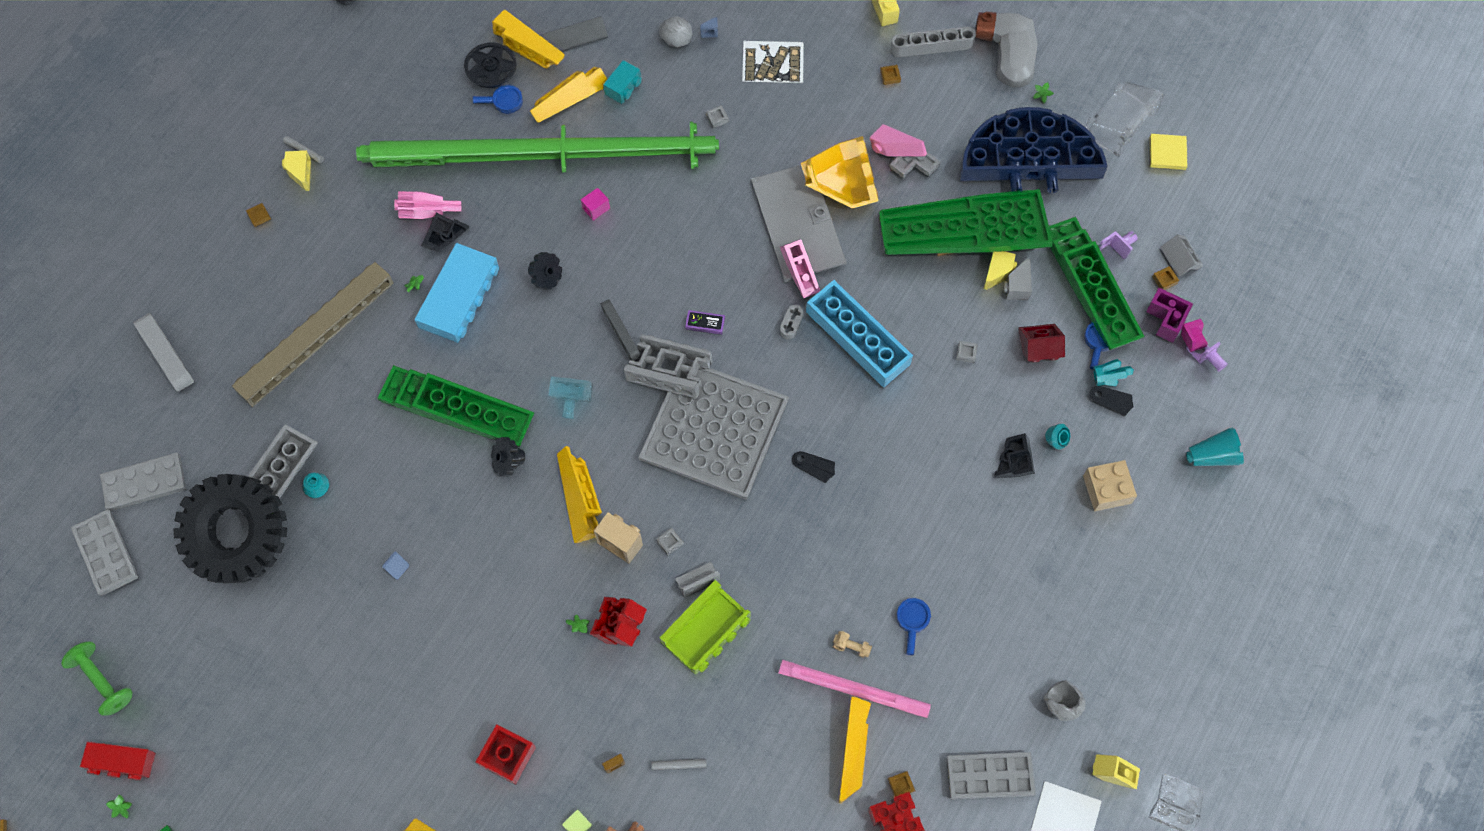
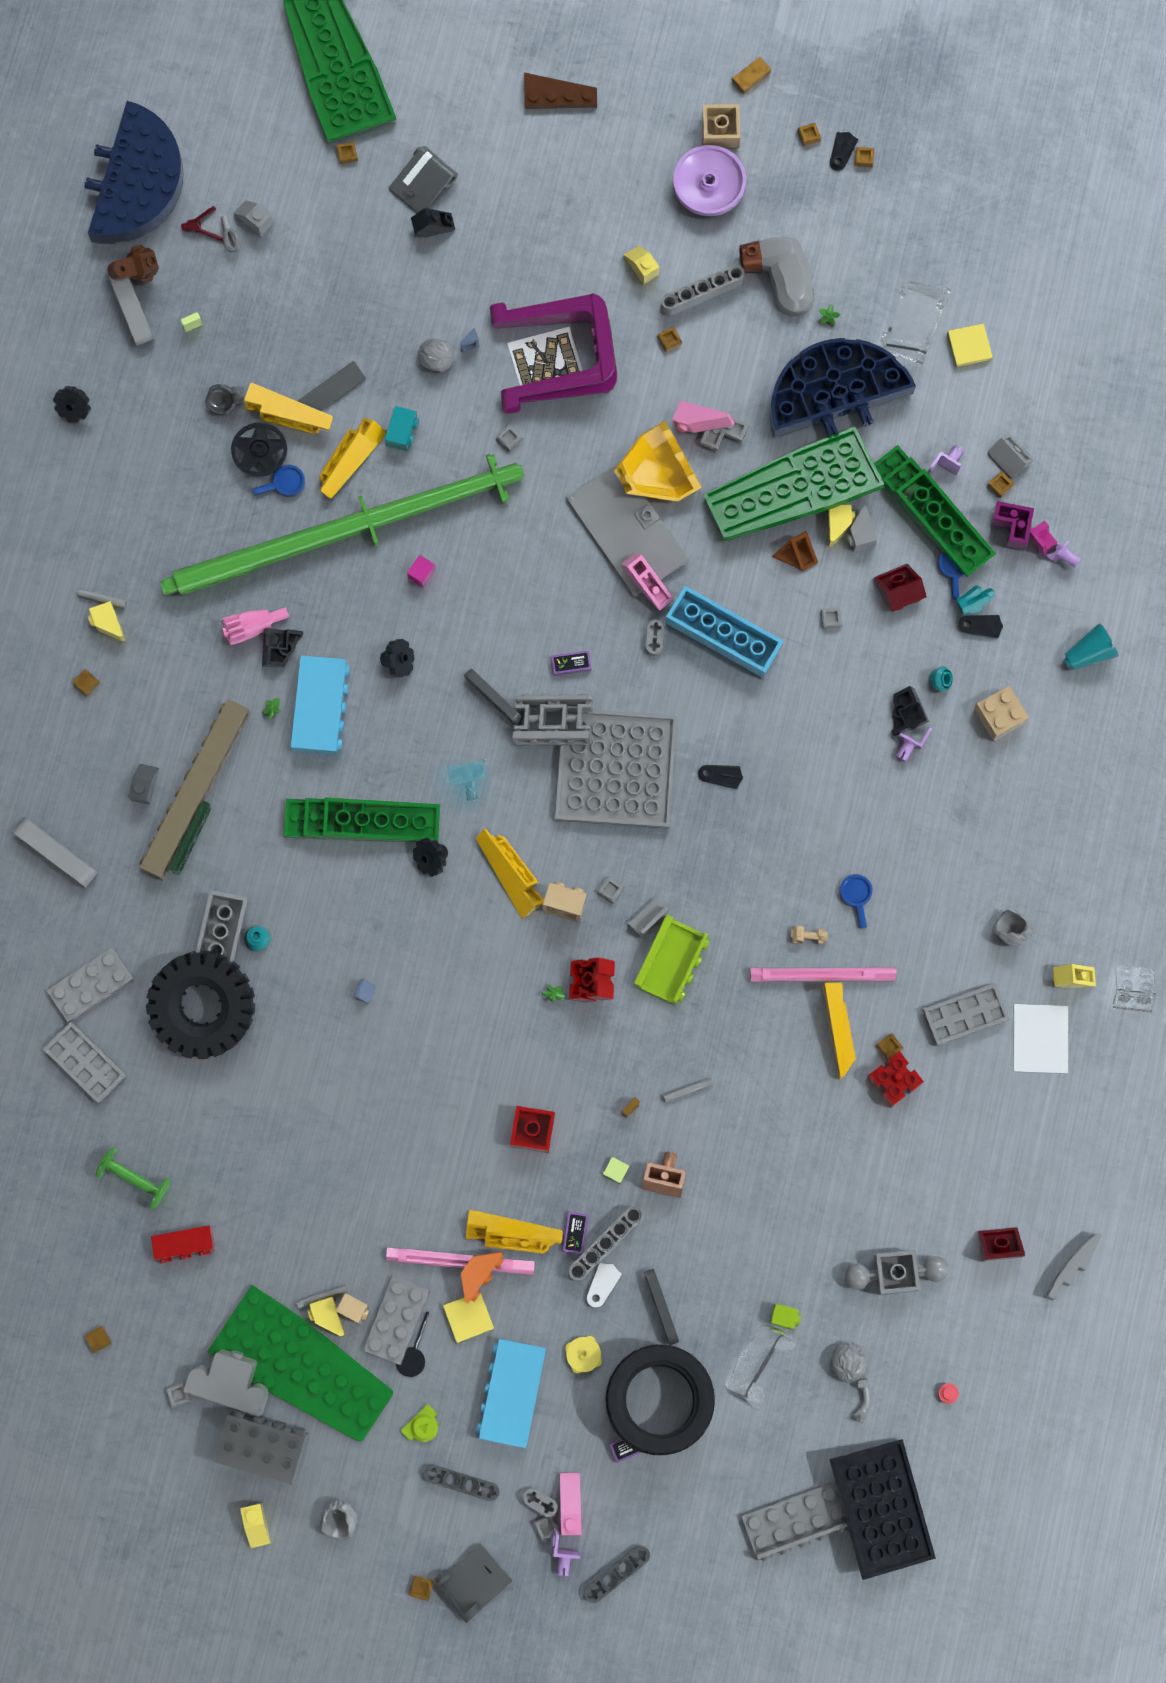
camera: 20 degrees left, 10 degrees up
(119, 806) = (201, 1282): bright green plant -> none
(269, 315) = (143, 784): none -> dark grey slope
(292, 375) = (191, 838): none -> clear green tile
(475, 16) = (222, 398): none -> dark grey hair
(807, 87) = (596, 380): none -> magenta piece
(951, 283) = (797, 552): none -> dark orange slope
(1009, 488) = (909, 744): none -> lavender bracket

